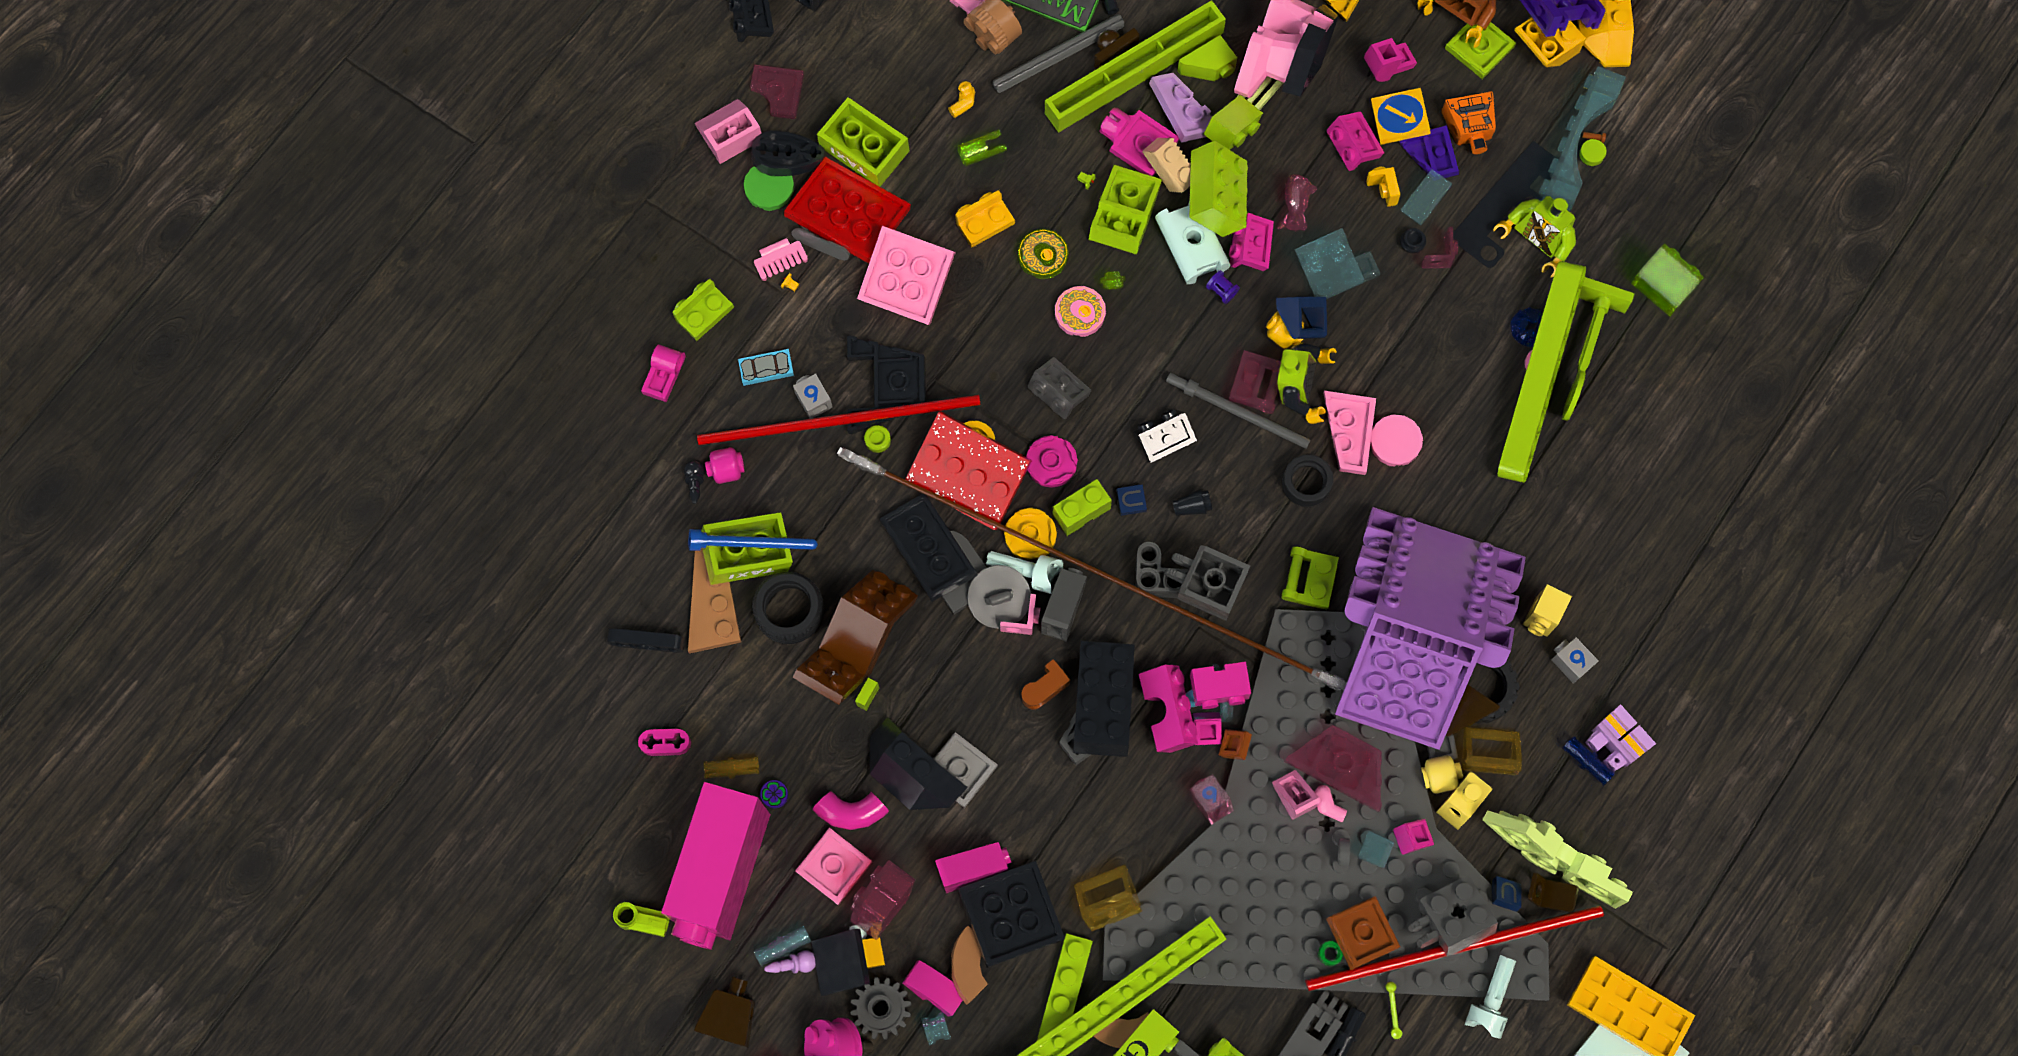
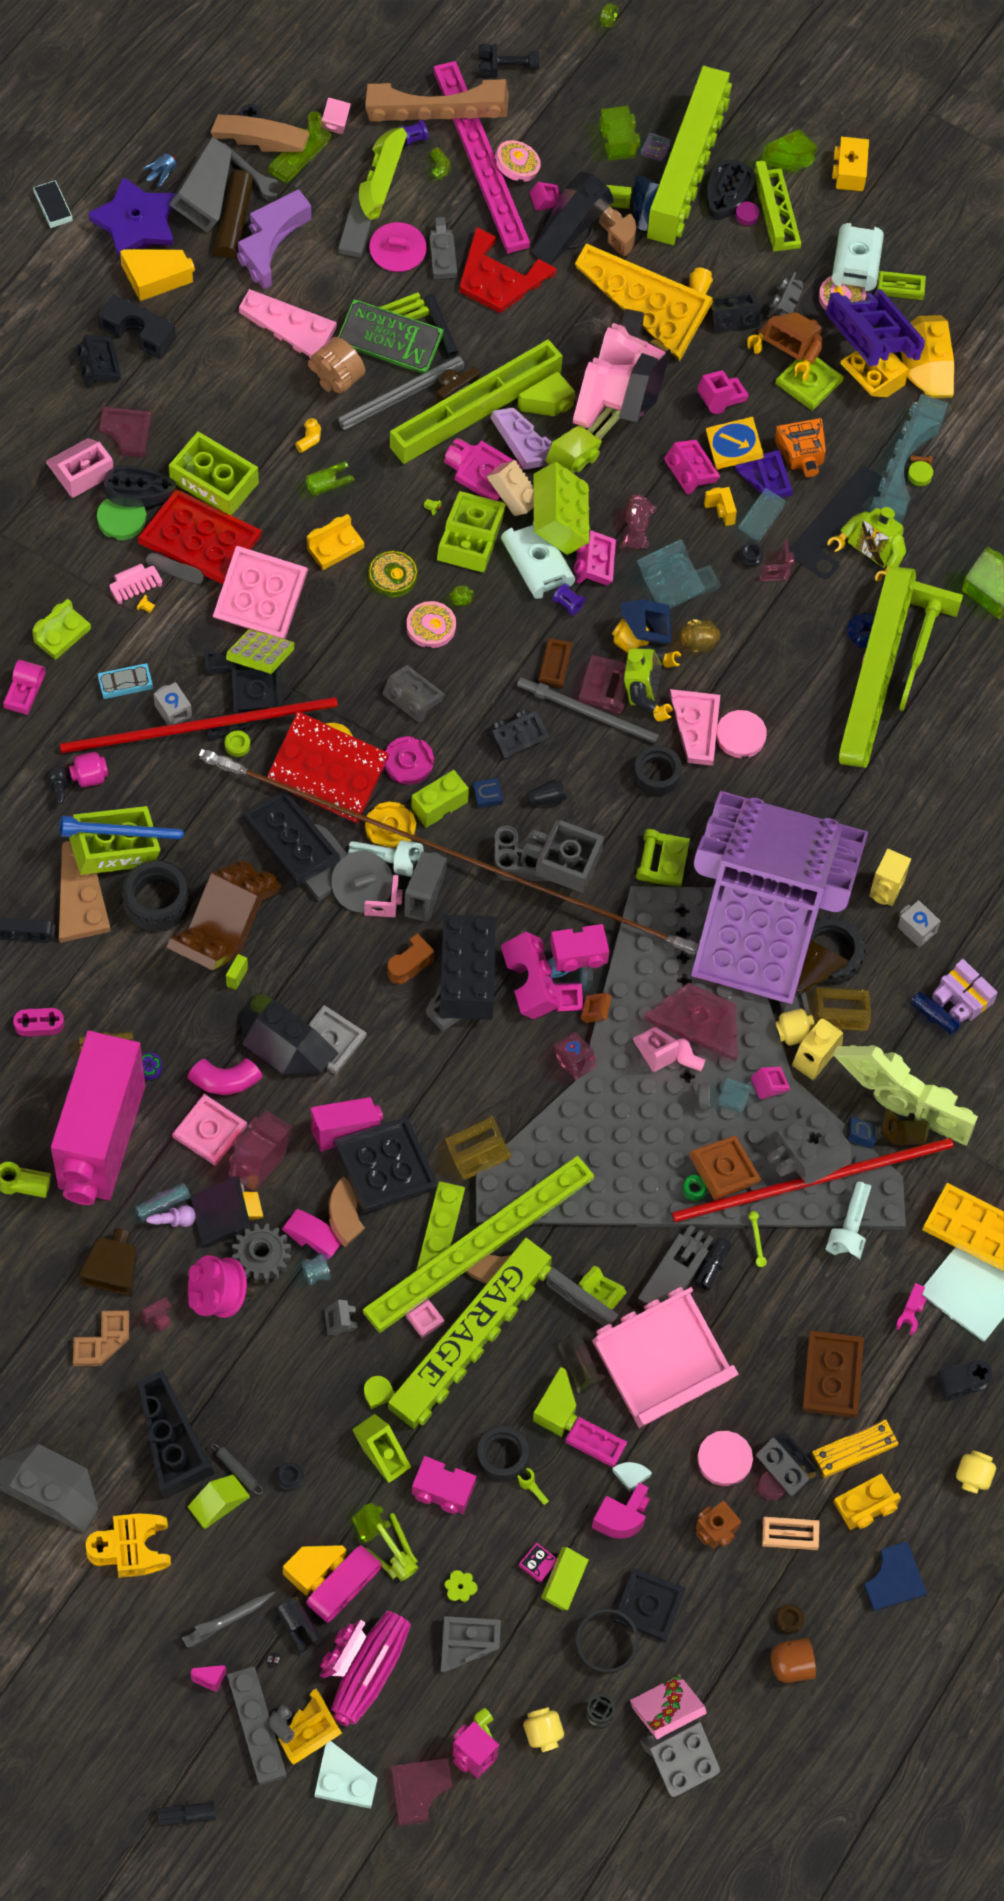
camera: 10 degrees left, 10 degrees down
(903, 339) = (260, 651): none -> lime tile
(1206, 356) = (555, 663): none -> reddish brown tile
(1357, 330) = (700, 635): none -> clear yellow head

